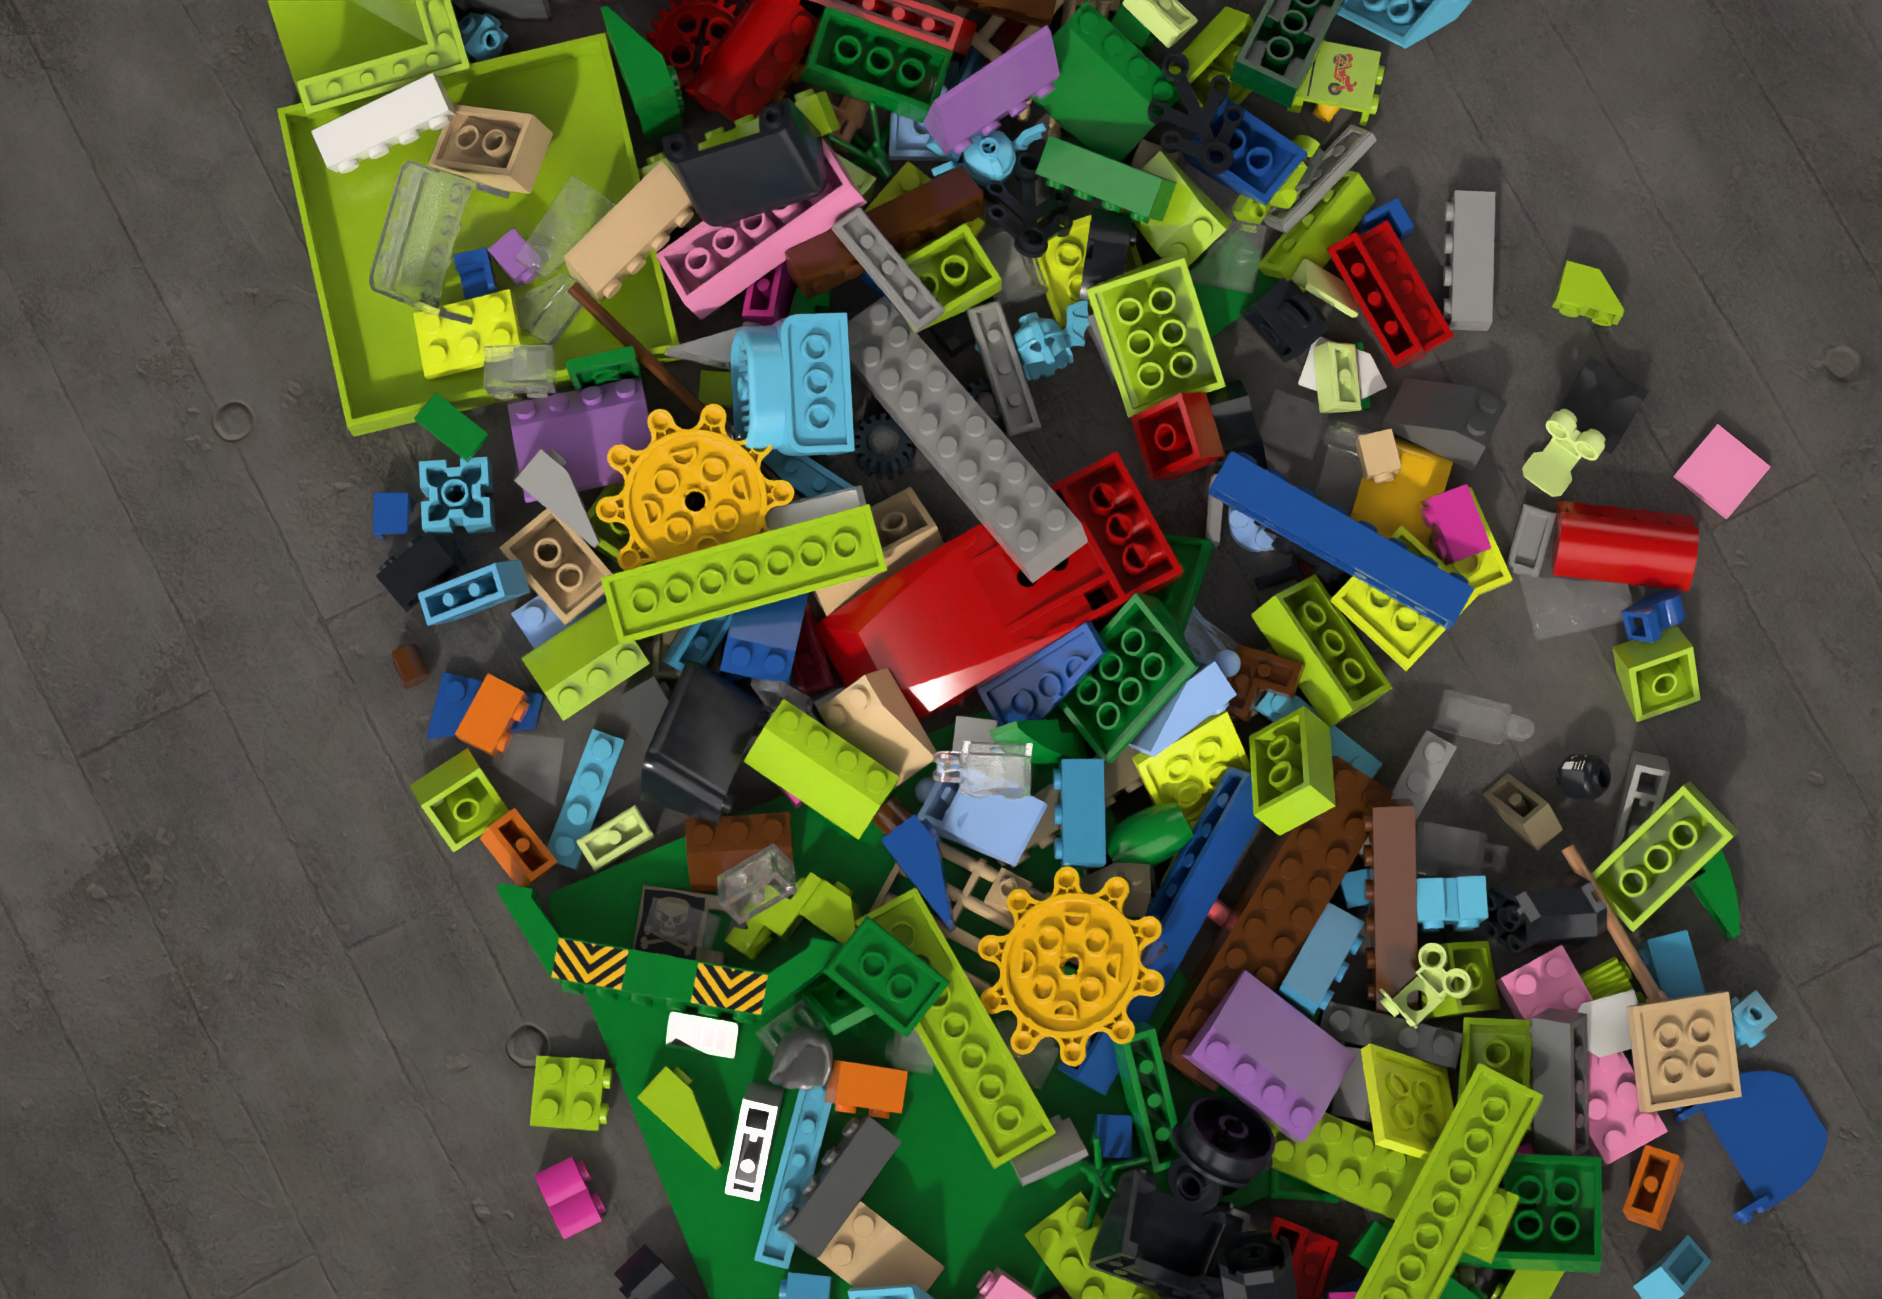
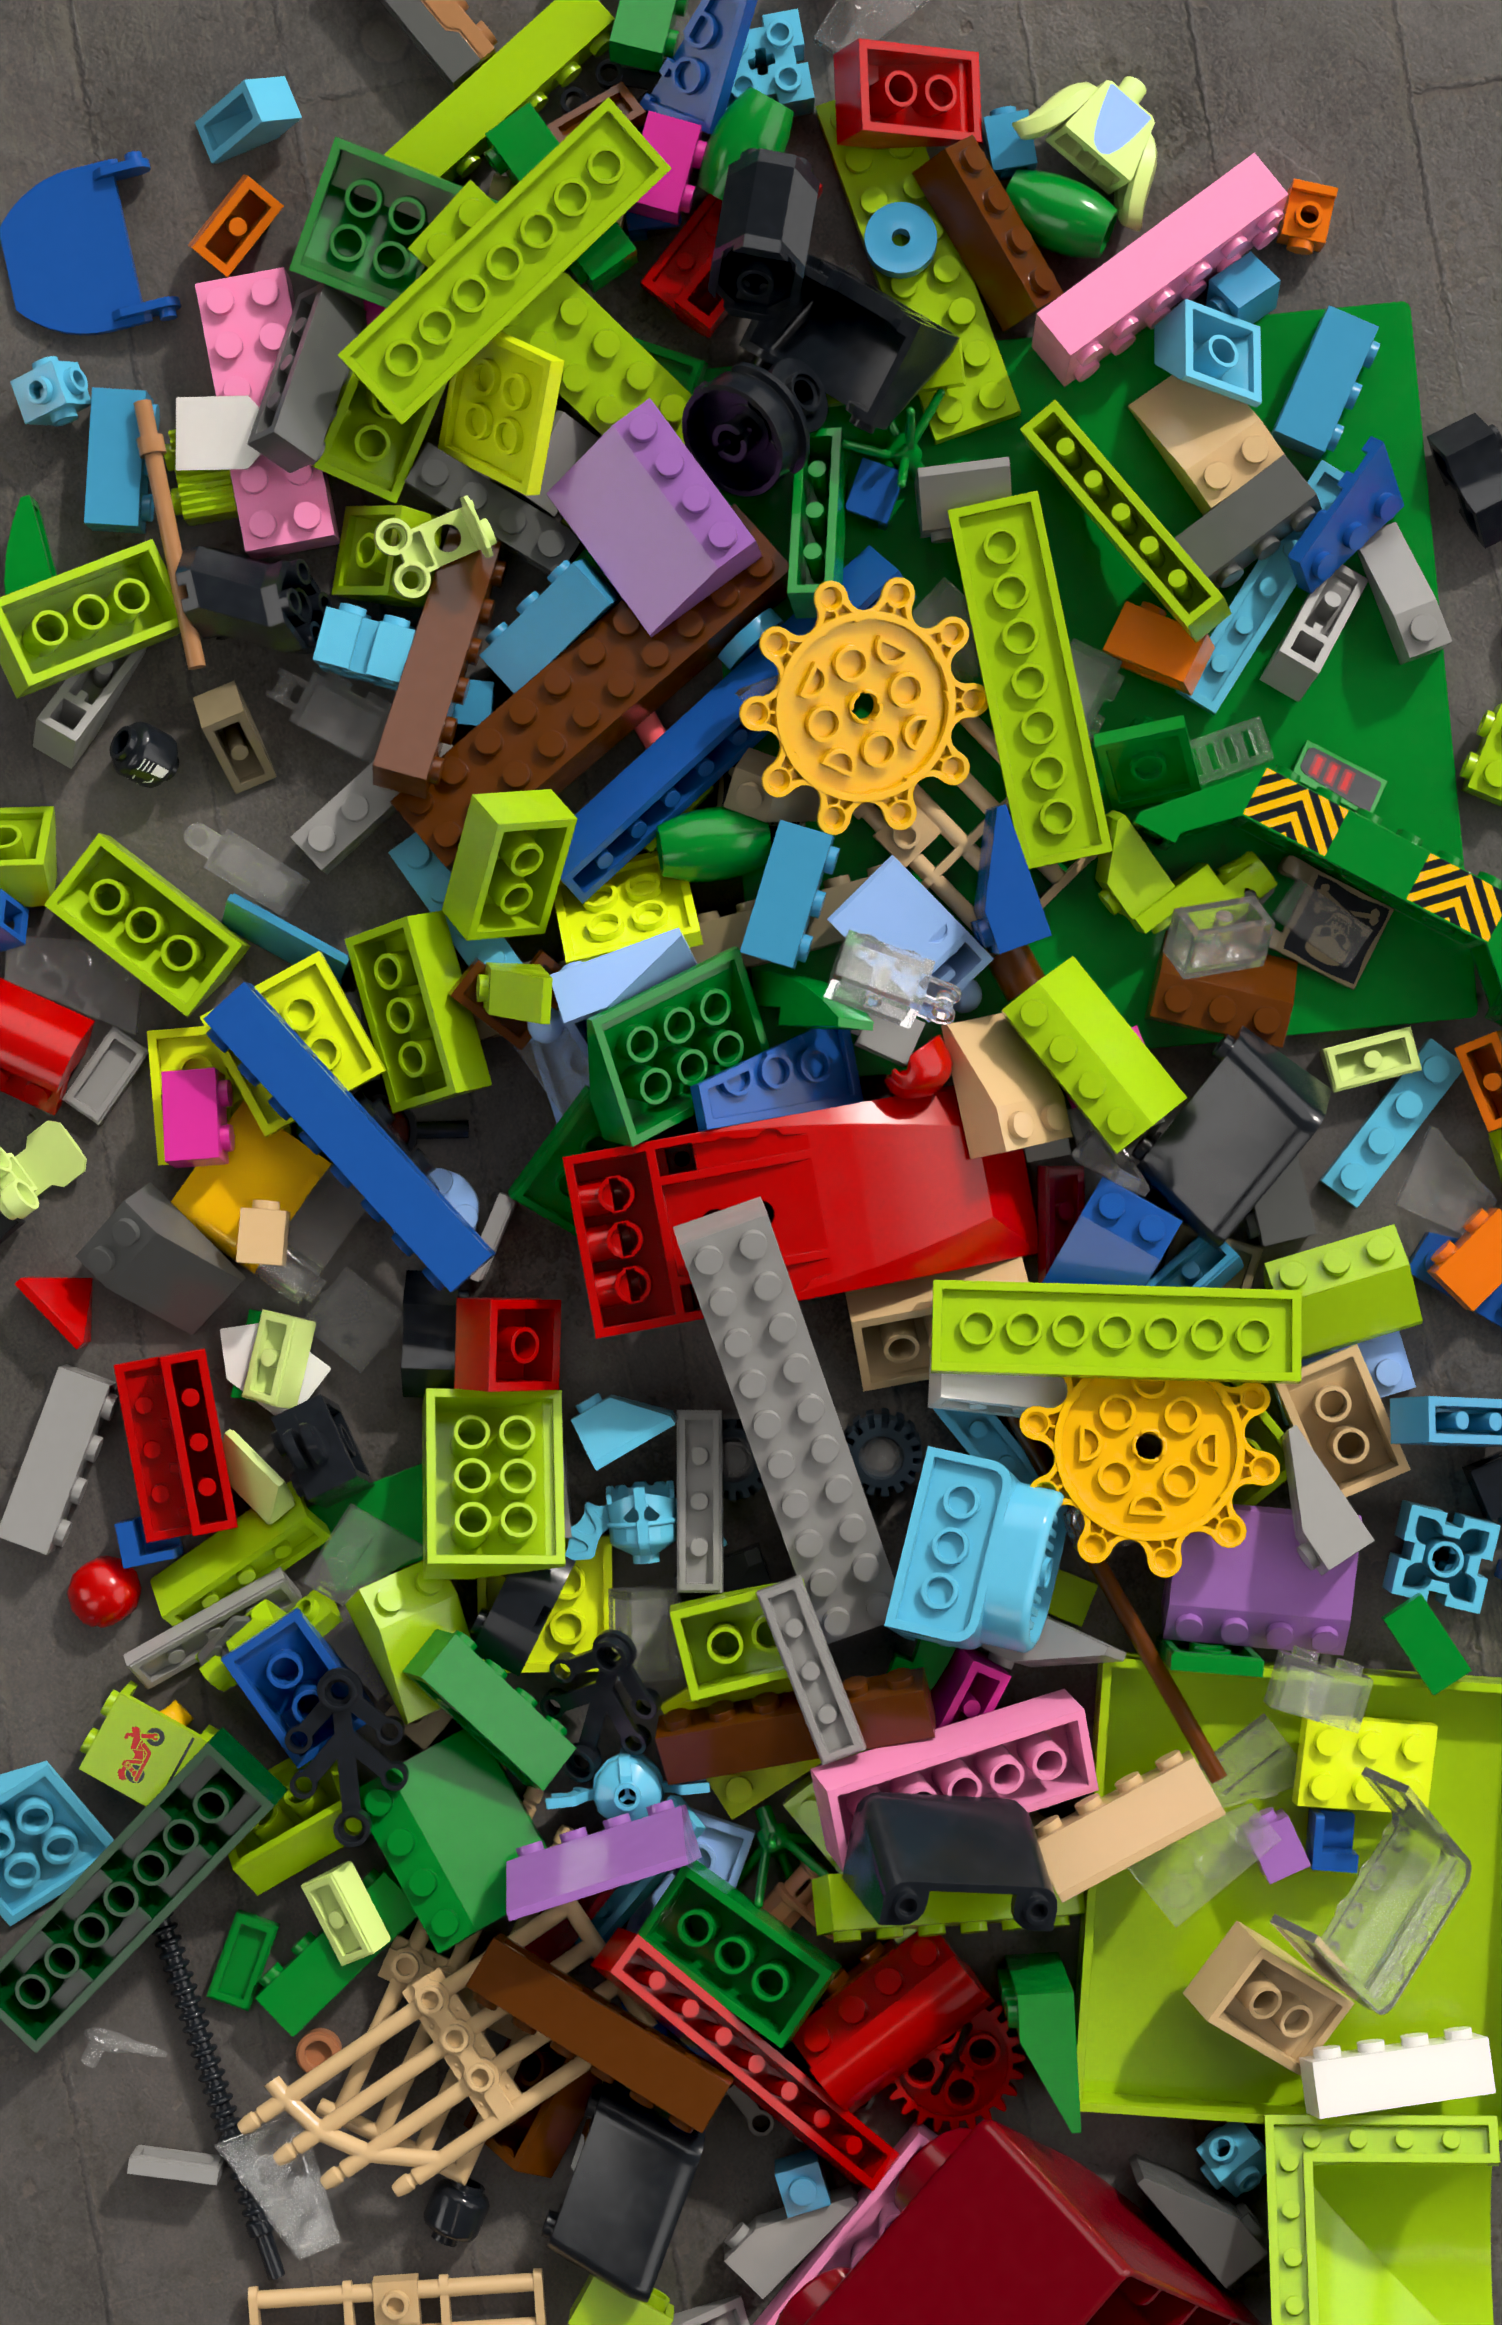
camera: 165 degrees left, 10 degrees up
(679, 1109) = (1394, 694): lime slope -> none
(697, 1189) = (1403, 596): none -> light grey slope
(749, 1234) = (1360, 510): none -> blue wing
(802, 1059) = (1228, 703): dark grey hair -> none
(886, 977) = (1097, 765): green tile -> none
(921, 1168) = (1126, 521): none -> lime brick
(941, 717) = (926, 1071): none -> red hair
(1078, 404) = (617, 1426): none -> medium azure slope
(1169, 998) = (748, 639): none -> dark azure piece
(1256, 677) = (516, 991): none -> lime slope
(1406, 179) = (103, 1592): none -> red hair
(1435, 678) = (280, 936): none -> slope
(1505, 370) = (64, 1303): none -> red slope
(1538, 654) = (147, 924): none -> lime slope
(1684, 1051) = (141, 369): tan plate -> none

